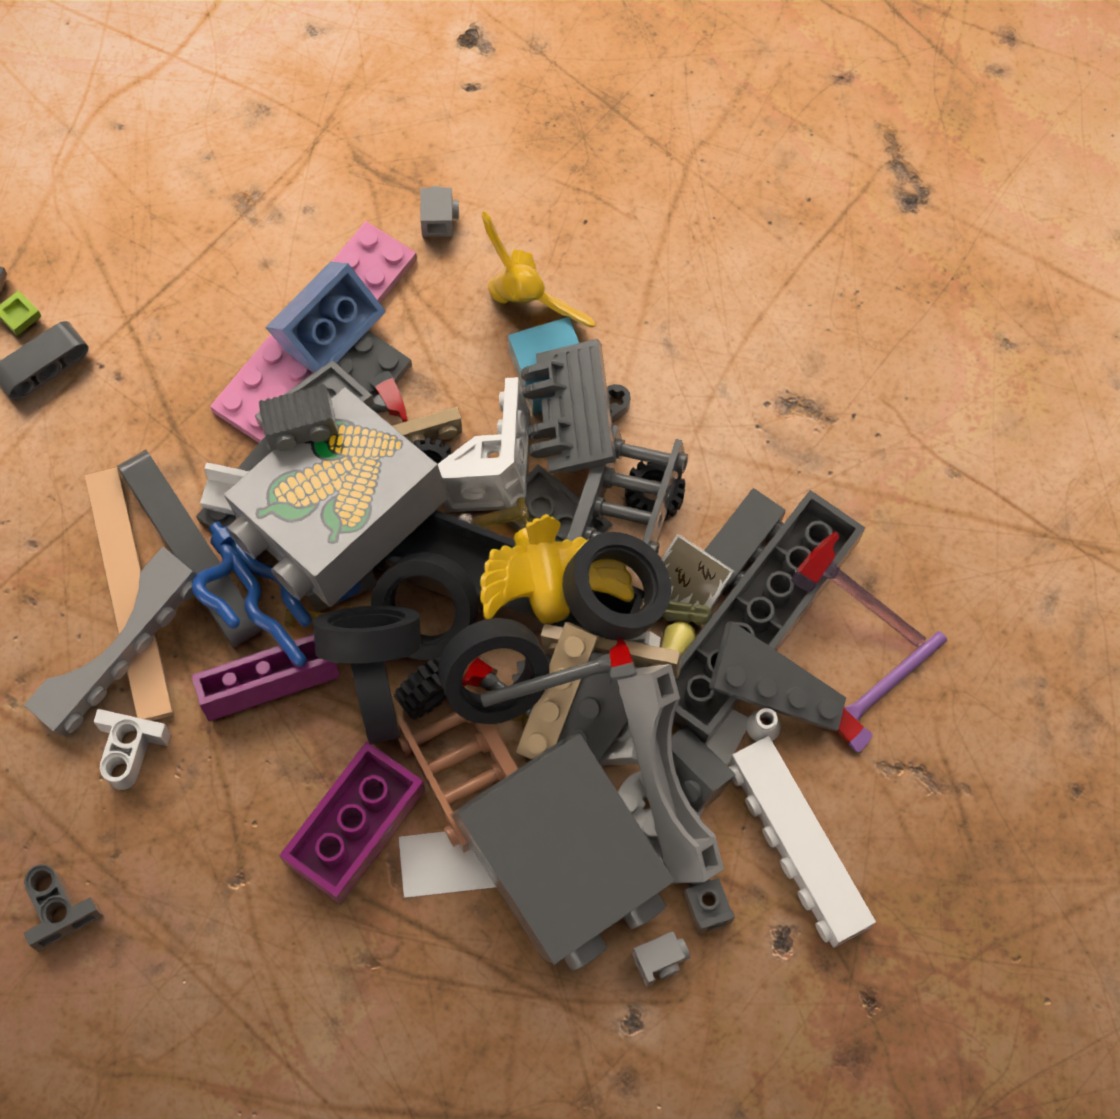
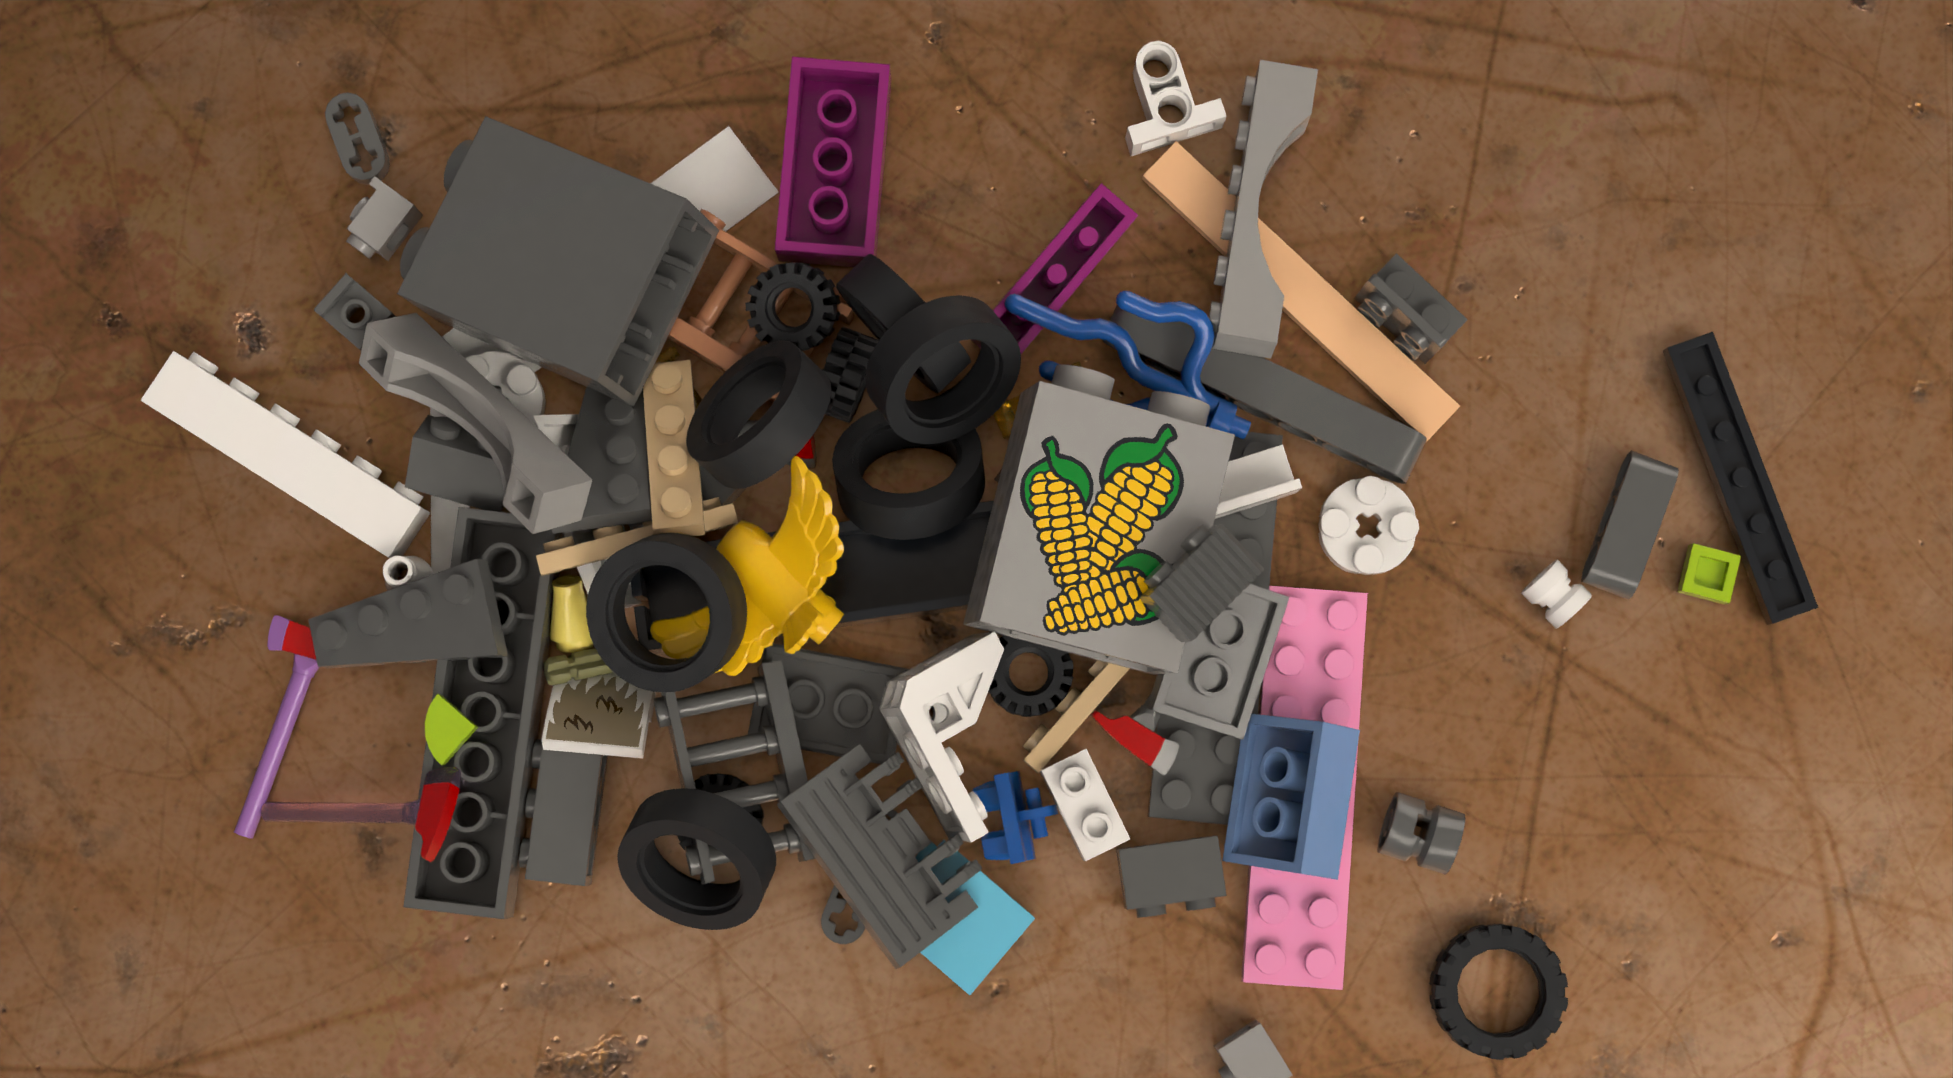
camera: 150 degrees right, 15 degrees up
(73, 543) = (1409, 310): none -> dark grey bracket
(106, 346) = (1553, 589): none -> white wheel
(178, 426) = (1396, 526): none -> white plate
(269, 268) = (1438, 837): none -> dark grey wheel
(279, 150) = (1550, 985): none -> black tyre
(418, 323) = (1171, 874): none -> dark grey brick
(437, 721) = (815, 286): none -> black tyre
(442, 378) = (1085, 805): none -> white brick
(472, 392) = (1015, 839): none -> blue hips
(500, 517) = (872, 676): clear yellow piece -> none
(520, 279) = (1051, 996): yellow animal -> none
(617, 663) = (606, 506): dark grey piece -> none
(655, 1027) = (347, 143): none -> dark grey beam
(691, 485) = (710, 820): none -> black tyre
(786, 607) = (446, 729): none -> lime tile

